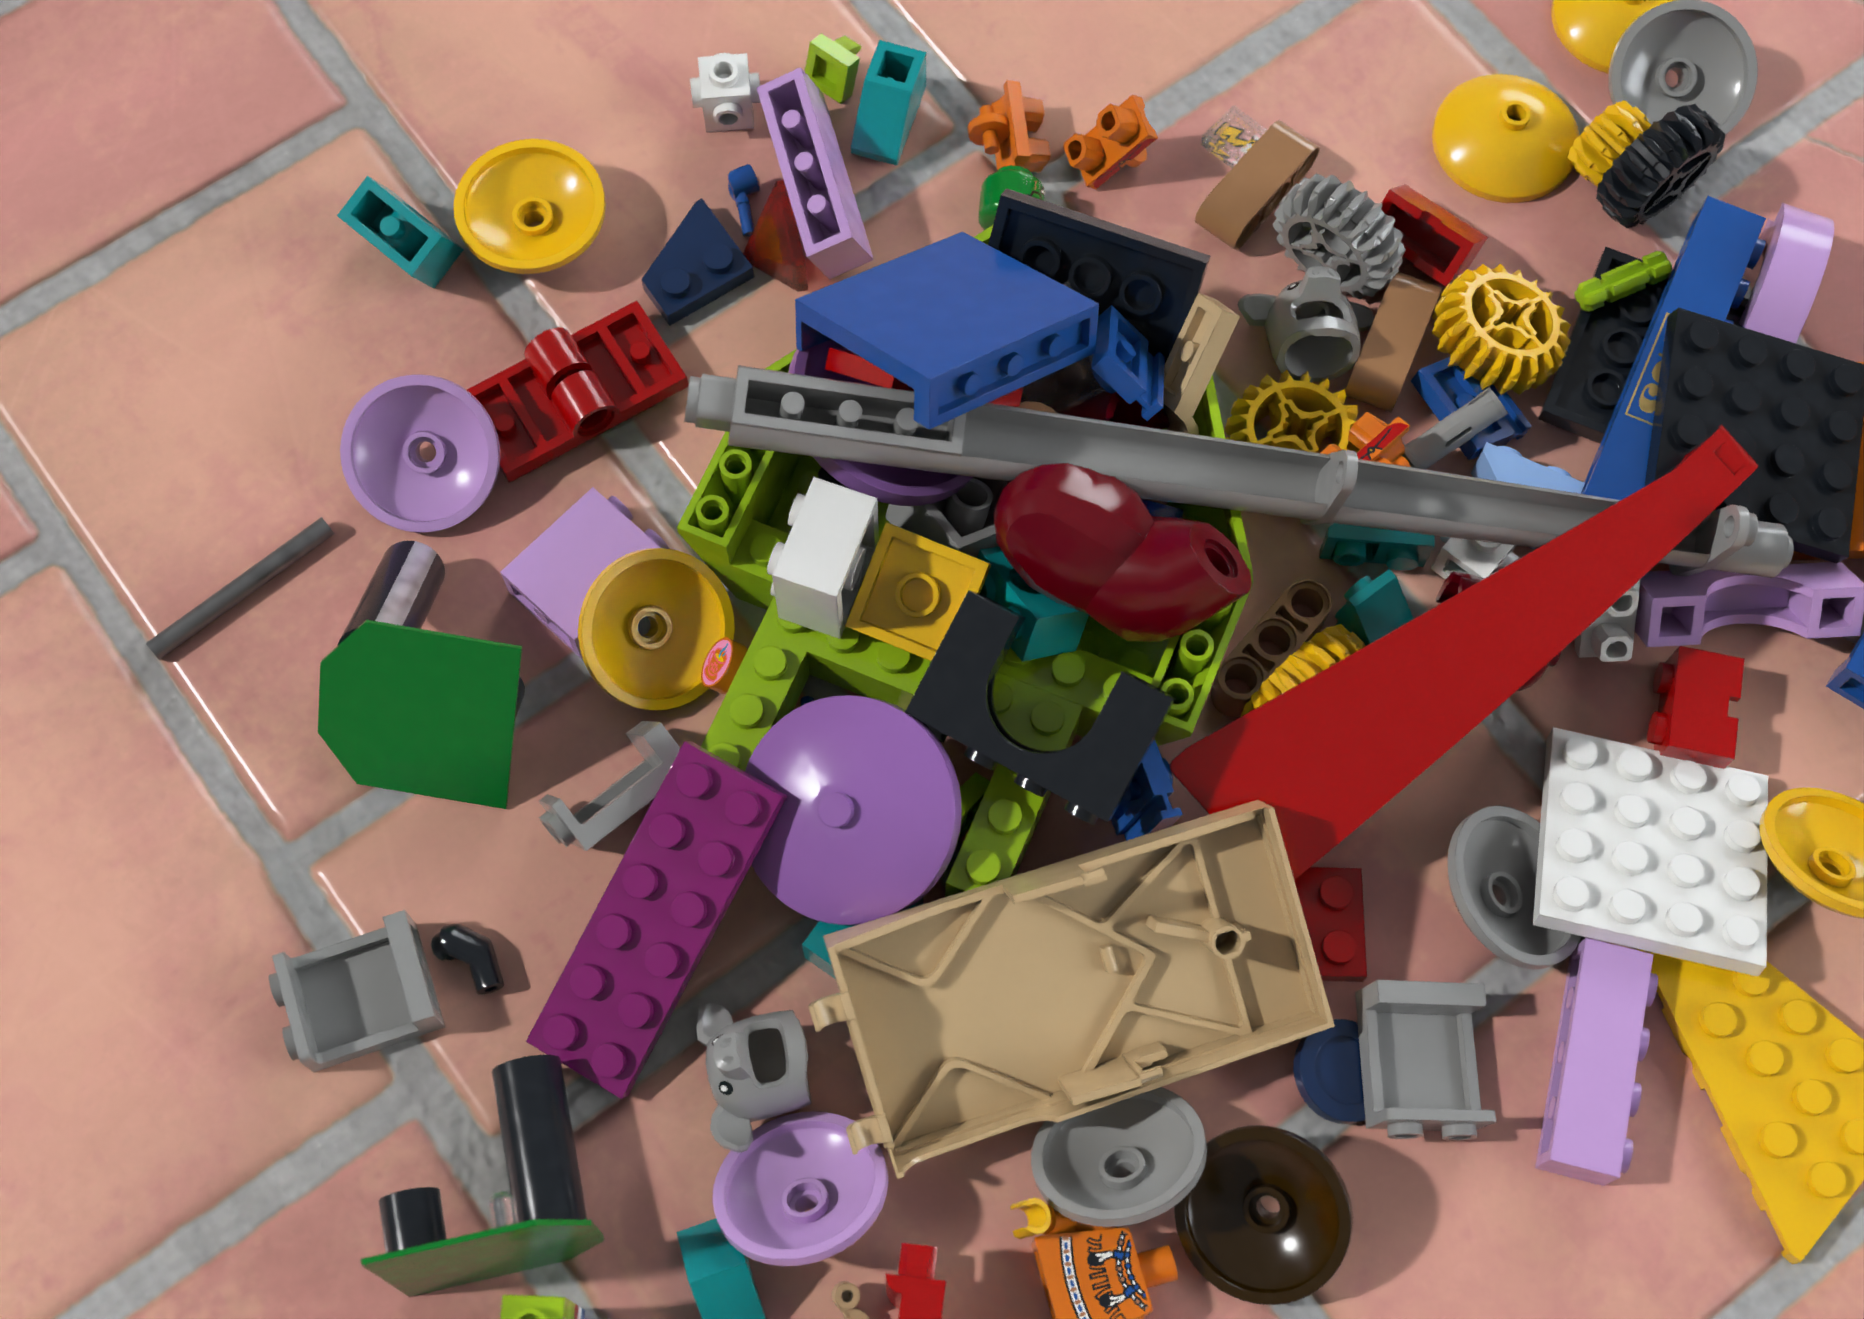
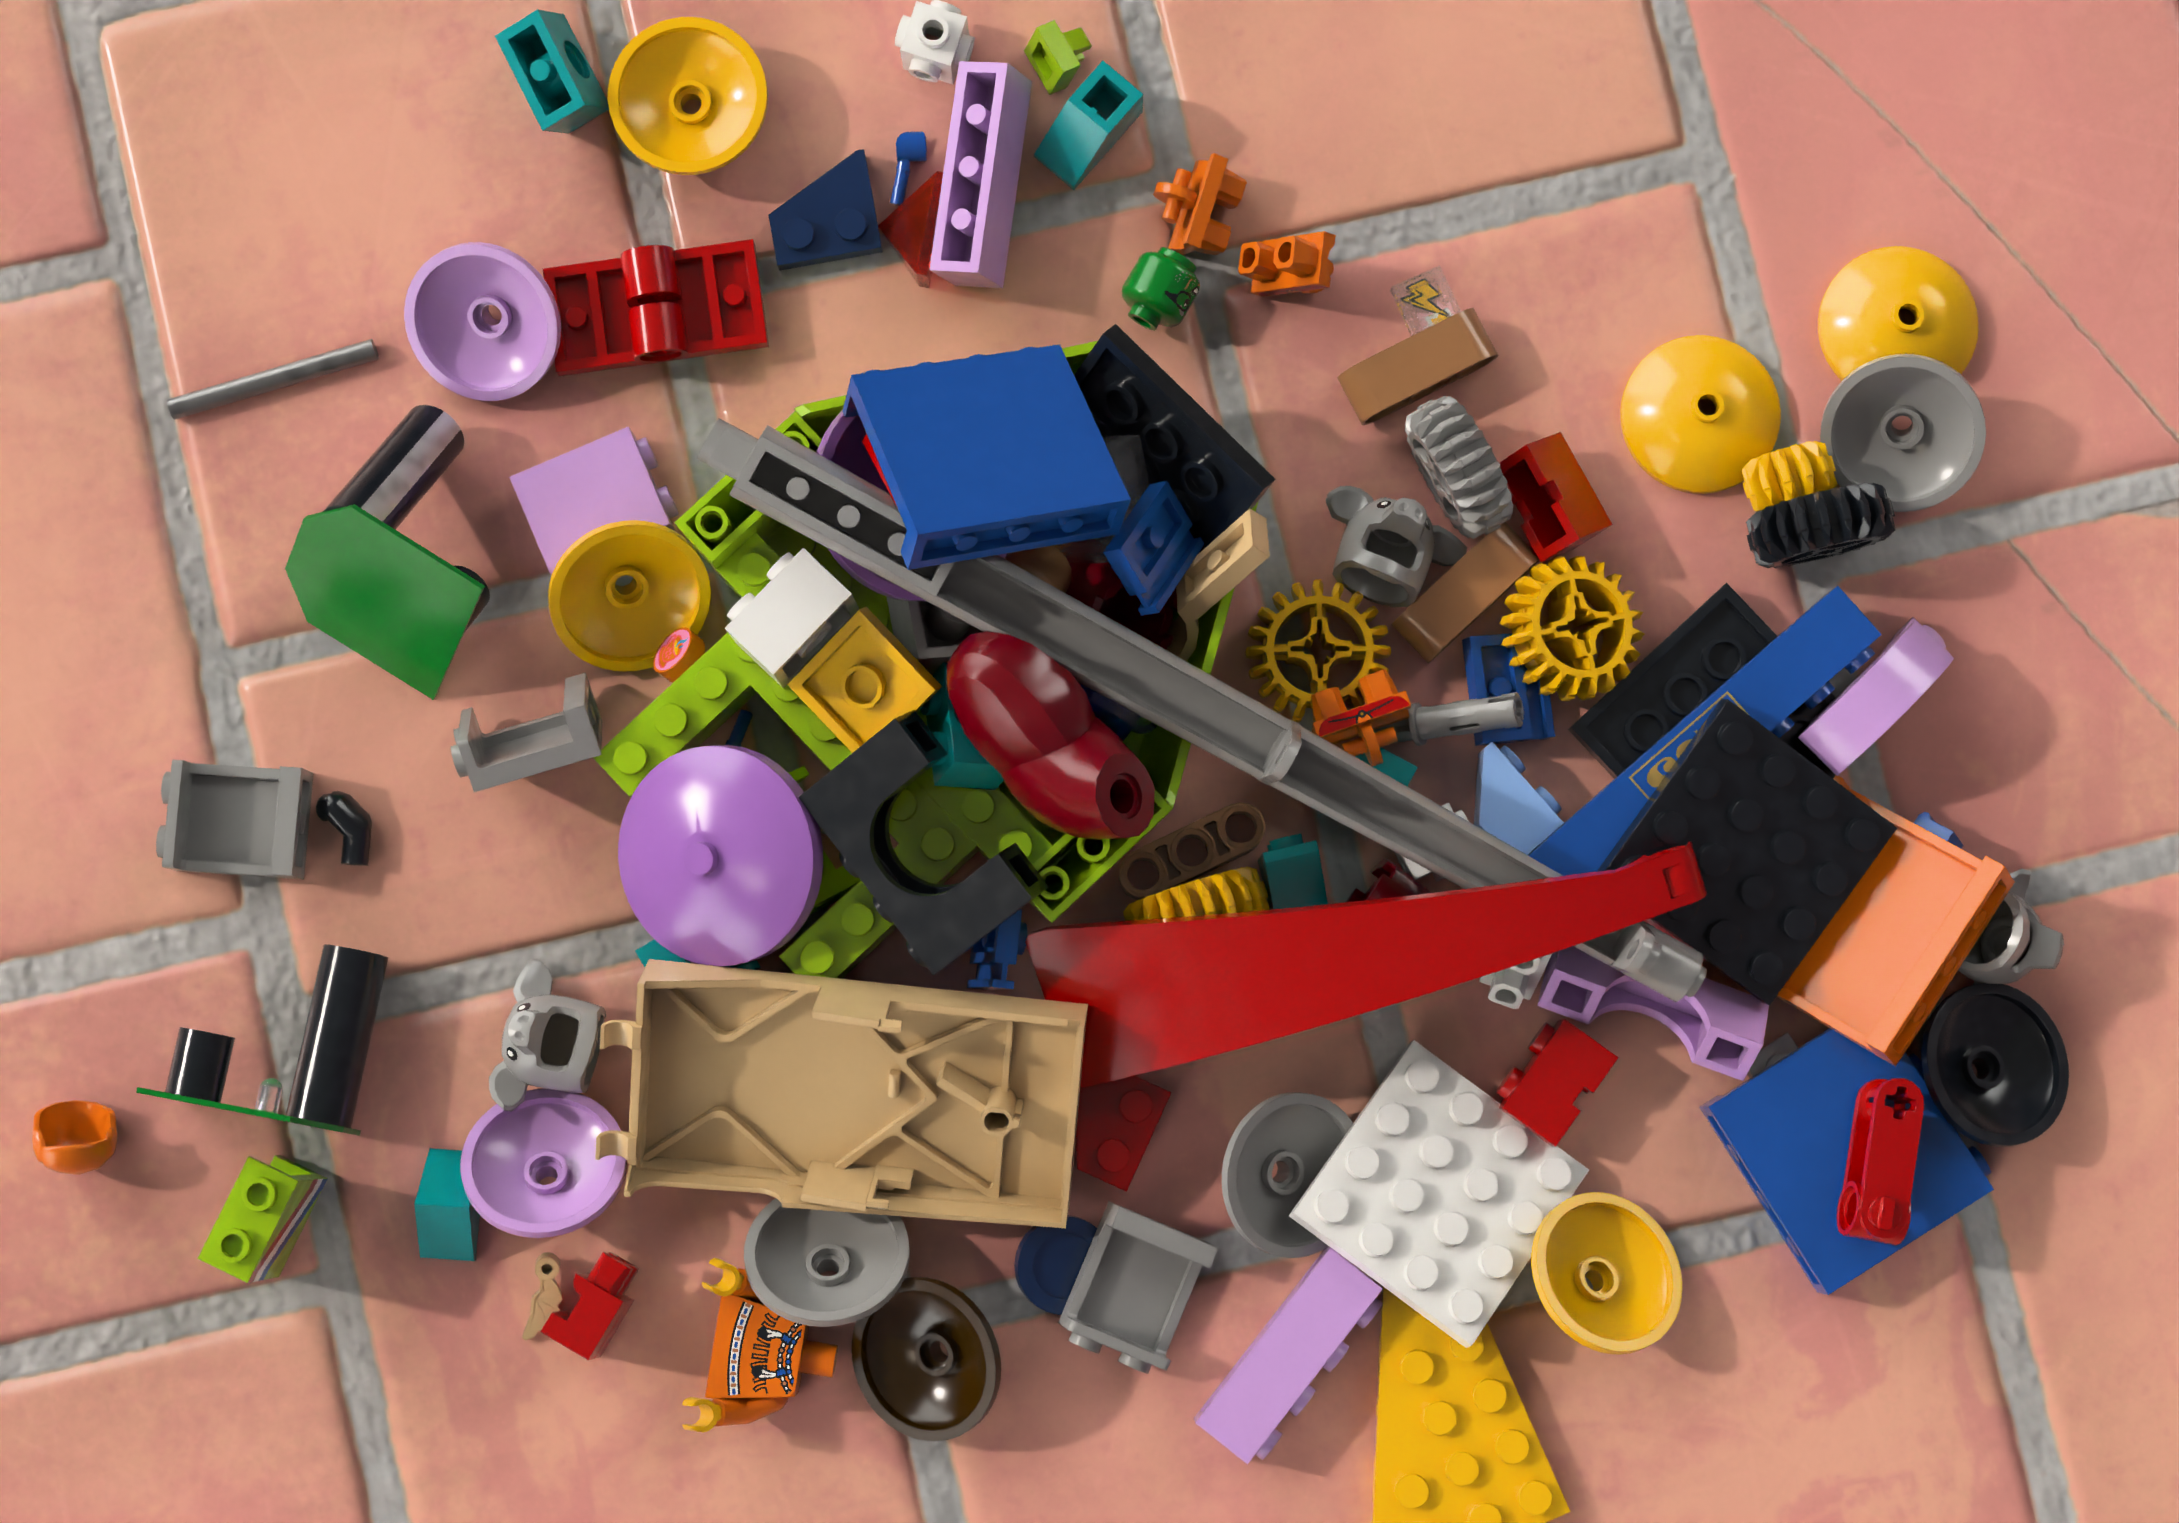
camera: 25 degrees right, 15 degrees up
(656, 919) = (516, 873): magenta plate -> none
(1623, 281) = (1717, 630): lime axle -> none

